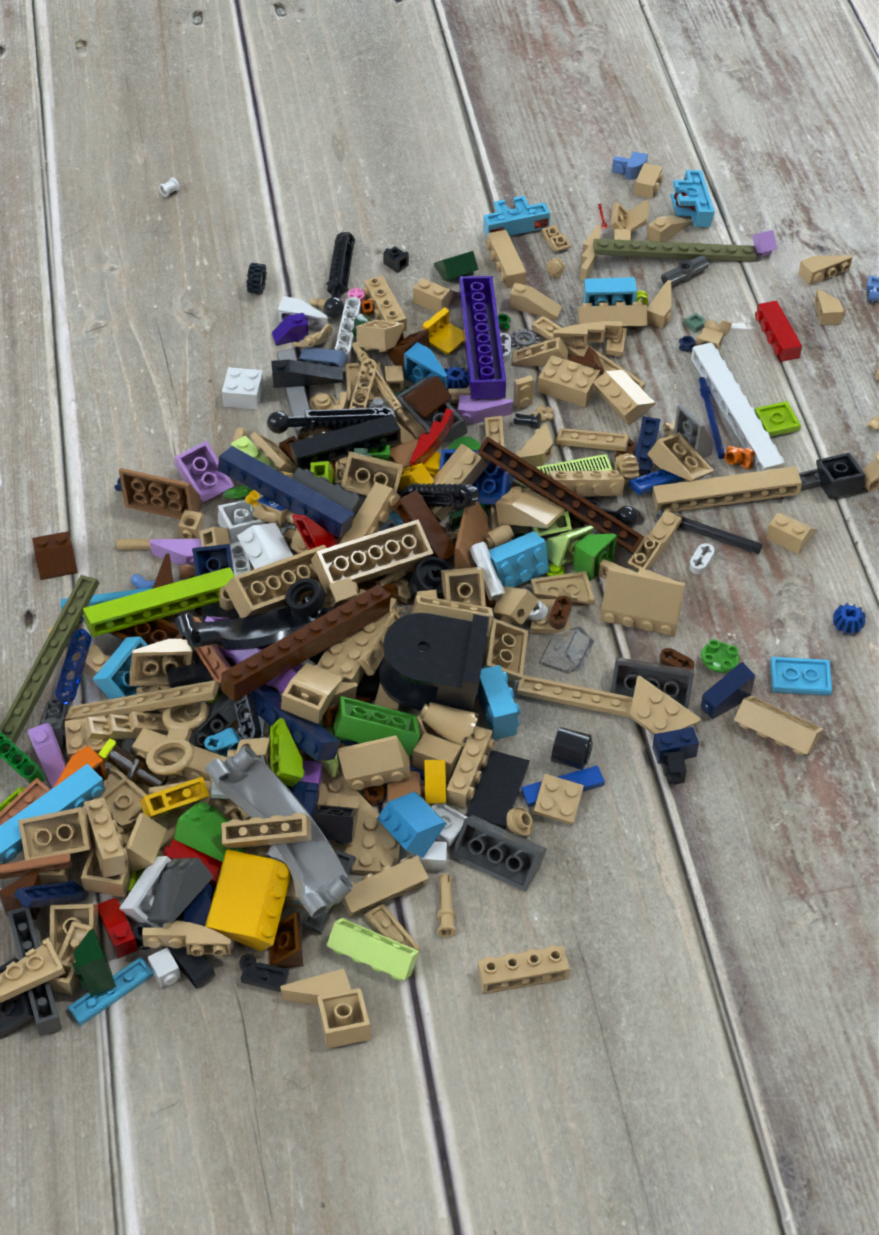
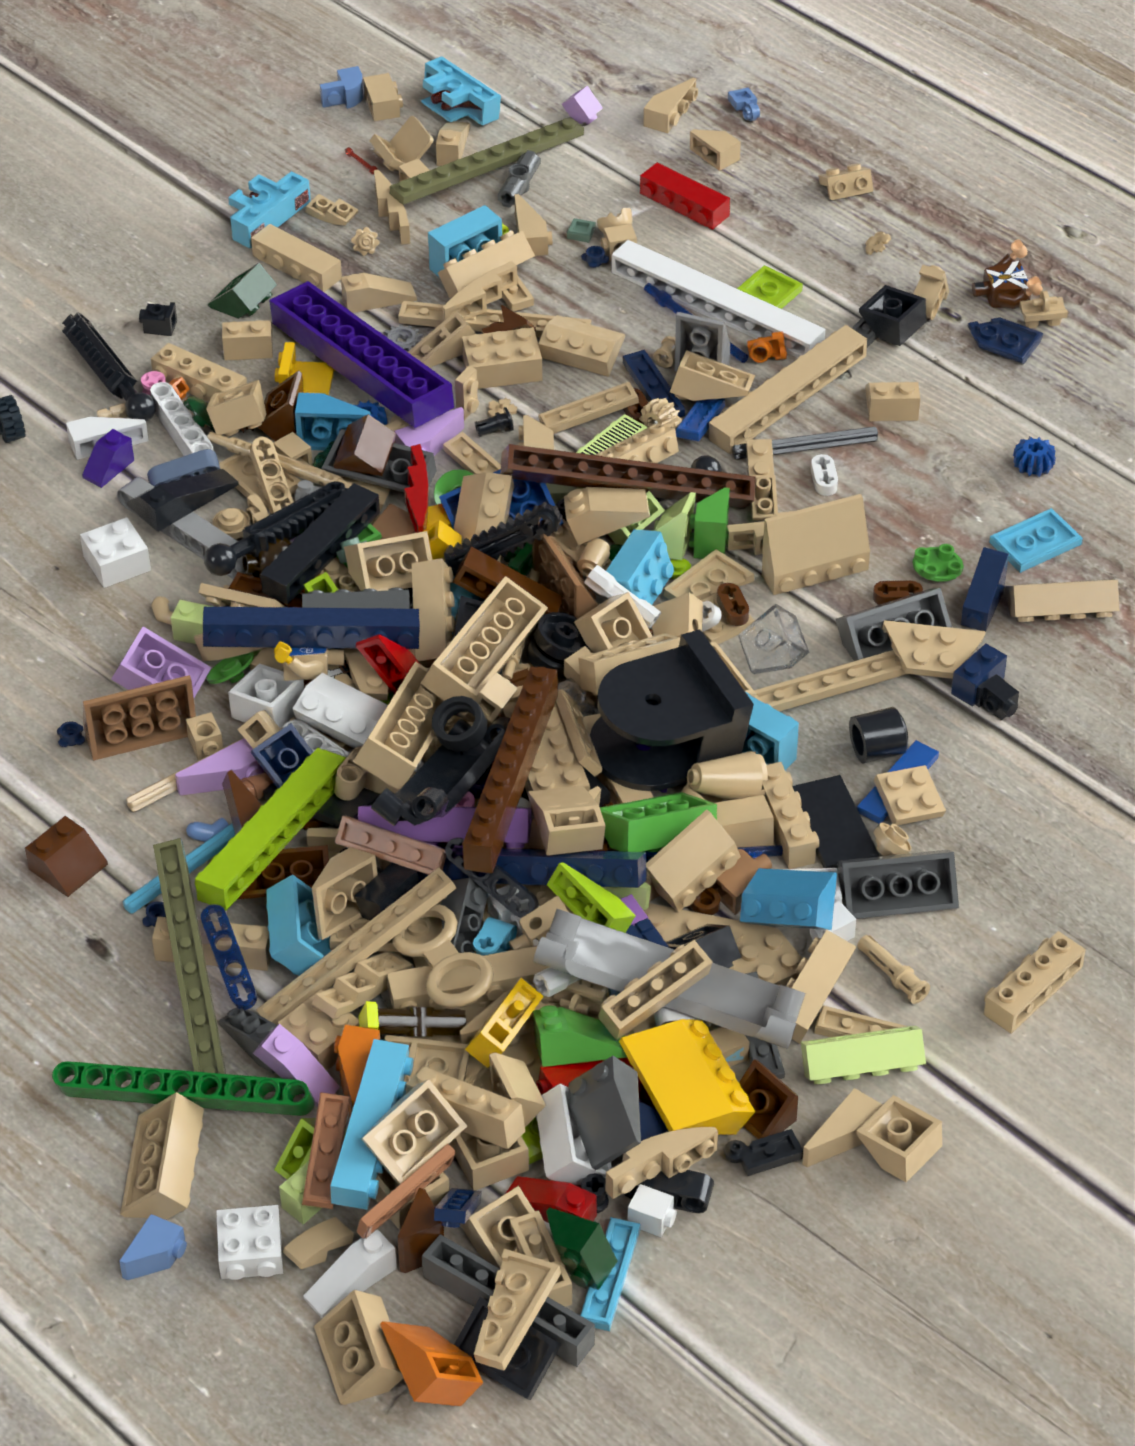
camera: 35 degrees left, 5 degrees down
(316, 338) = (153, 452): tan plant -> none
(435, 781) = (770, 844): yellow slope -> none

